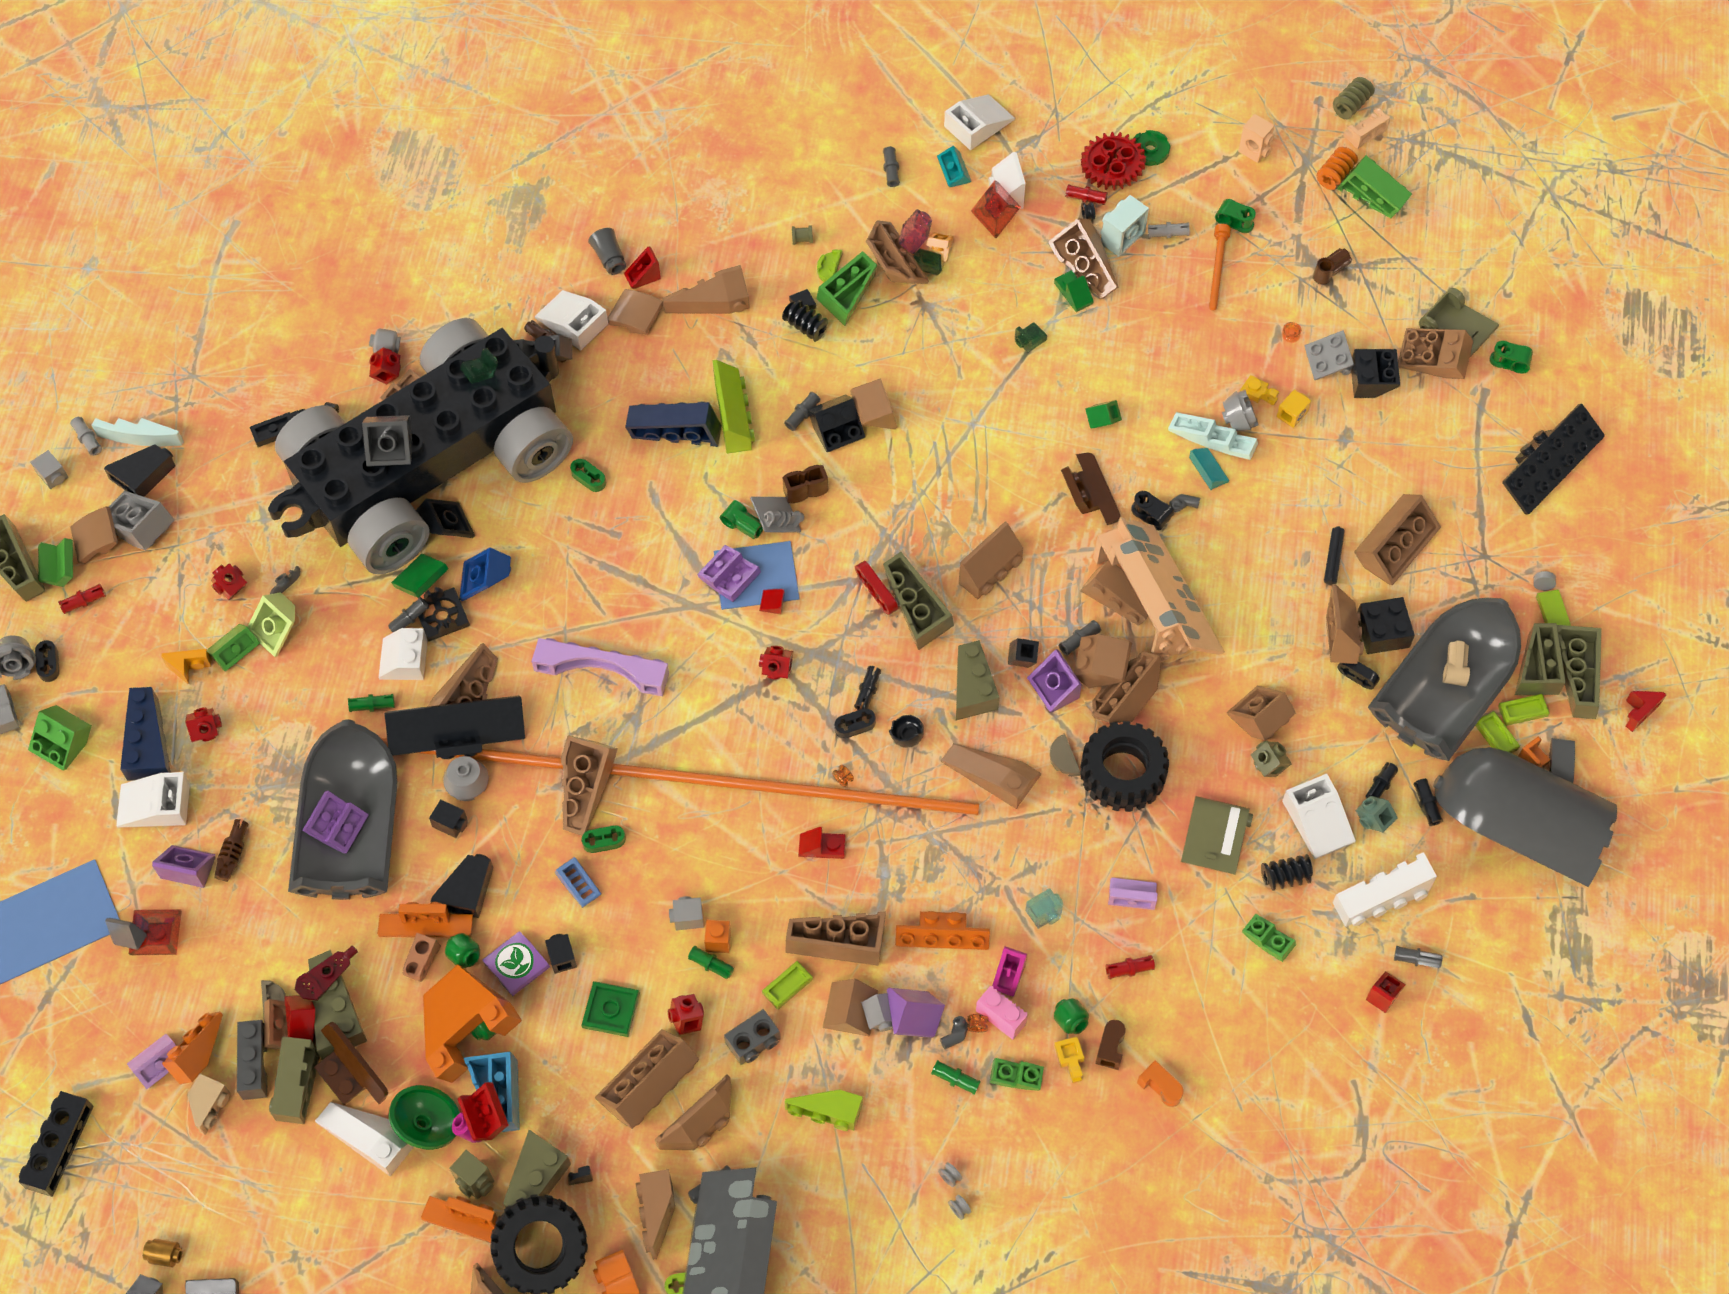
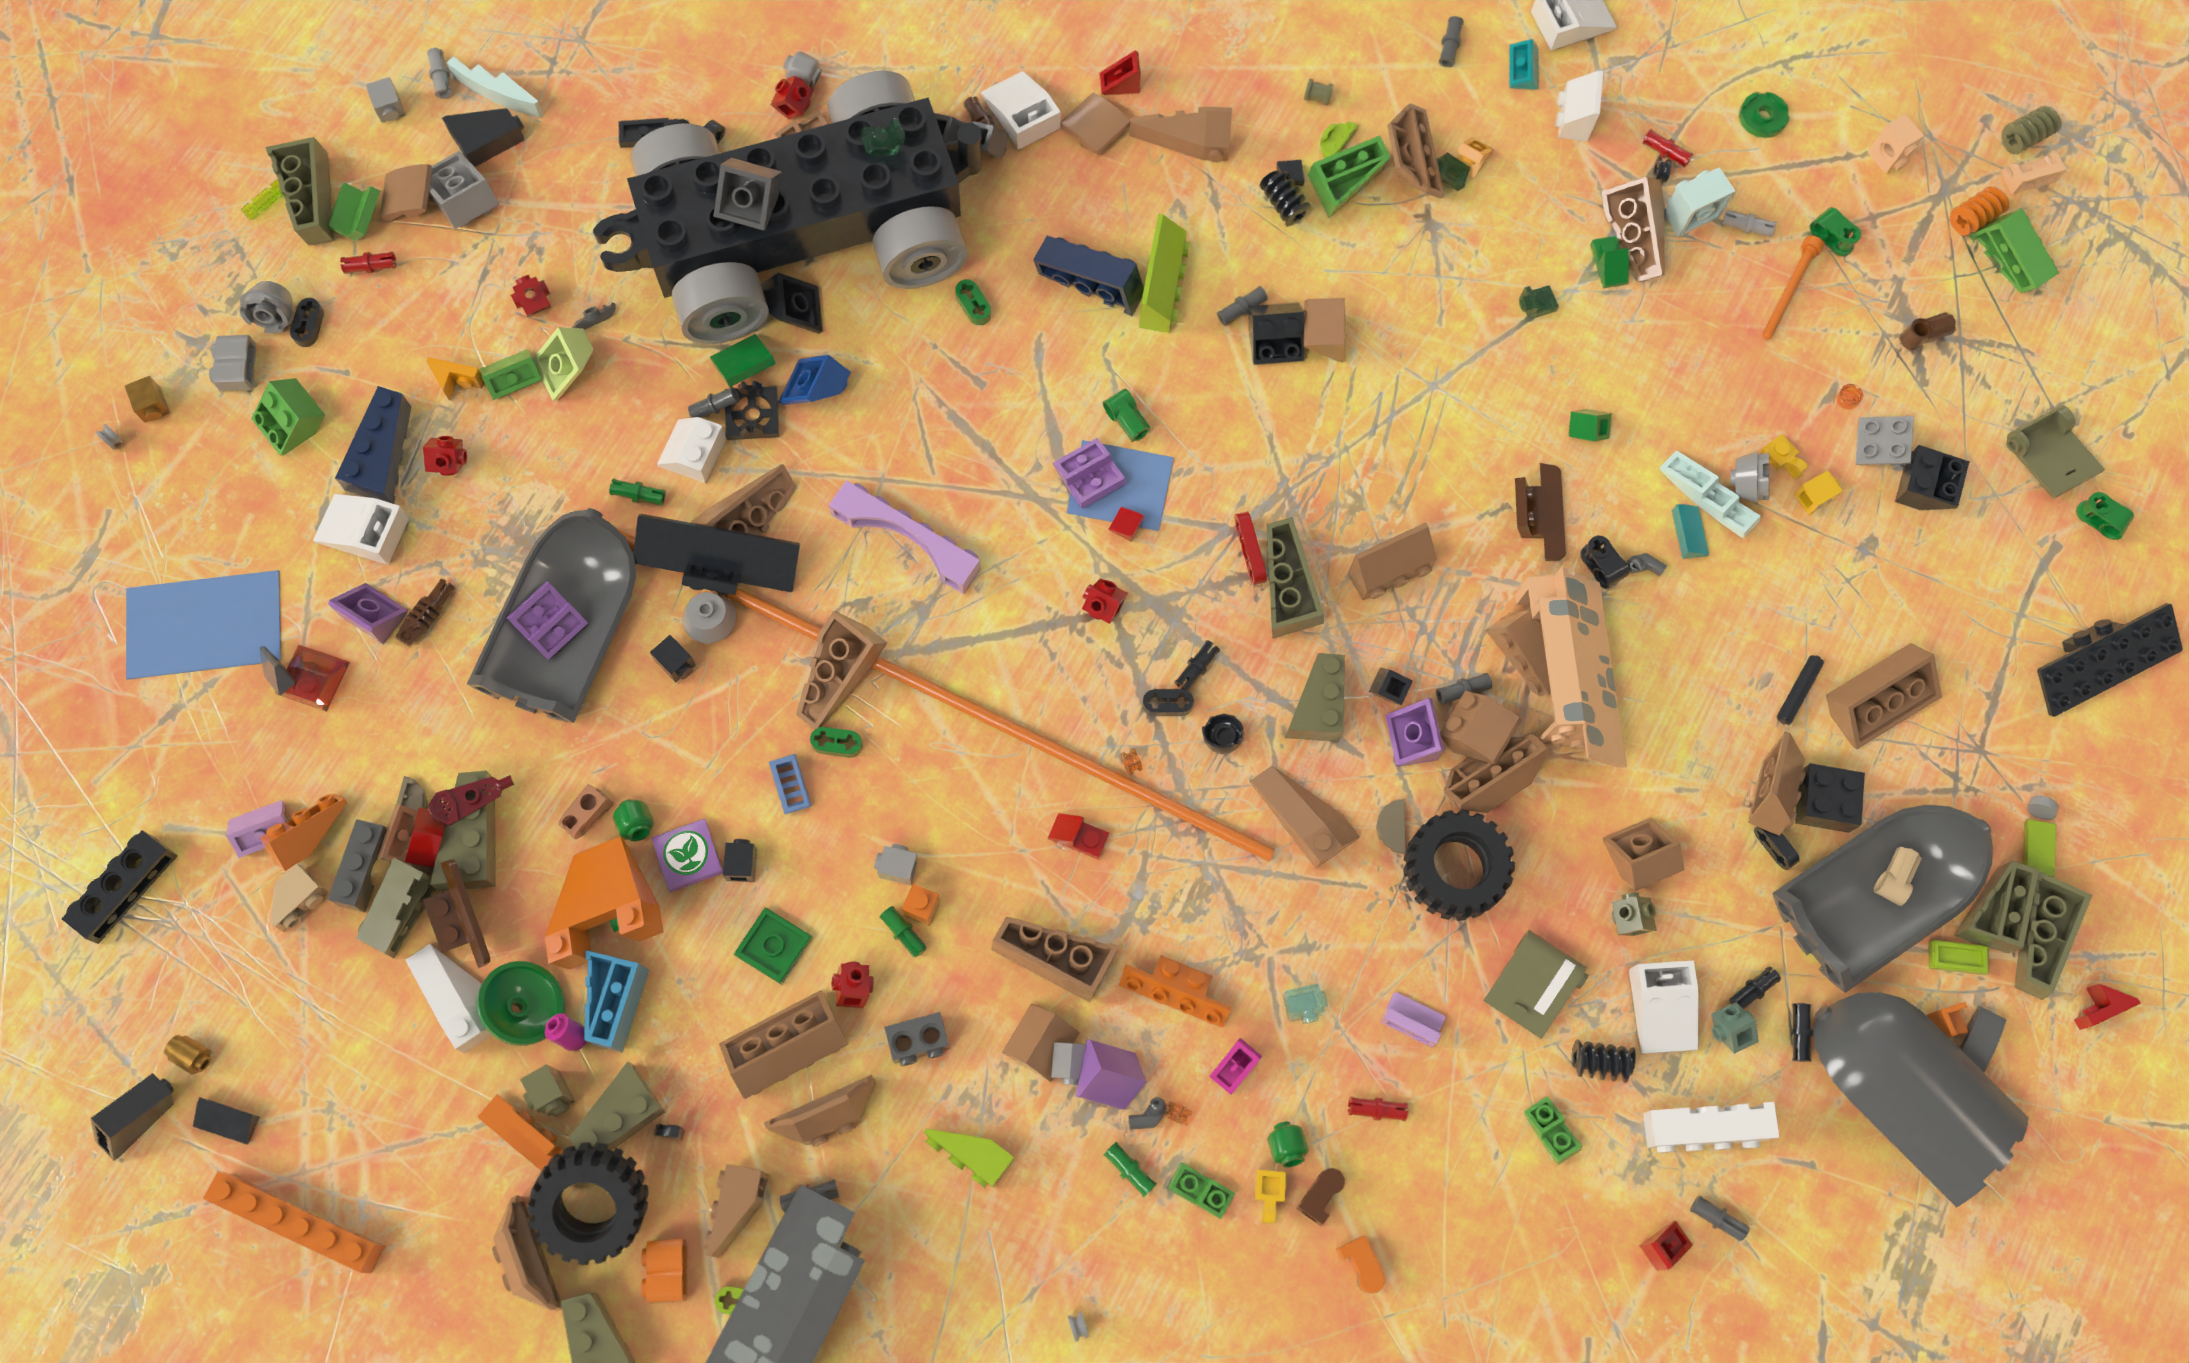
camera: 15 degrees right, 10 degrees up
(425, 919) = (604, 772): orange bracket -> none
(466, 886) = (663, 746): black slope -> none
(483, 1113) = (580, 1027): red bracket -> none
(608, 250) = (1089, 34): dark grey plant -> none
(777, 514) = (1168, 421): light grey hinge -> none
(787, 985) = (979, 988): lime tile -> none
(805, 484) = (1217, 396): reddish brown brick -> none
(915, 231) = (1450, 130): clear pink brick -> none
(950, 1174) = (1081, 1284): light grey bush -> none
(995, 208) = (1554, 132): clear red slope -> none
(1001, 1012) = (1209, 1112): bright pink brick -> none
(1126, 167) = (1728, 130): red gear -> none
(1436, 352) = (2016, 479): medium nougat slope -> none
(1497, 733) = (1915, 977): lime tile -> none

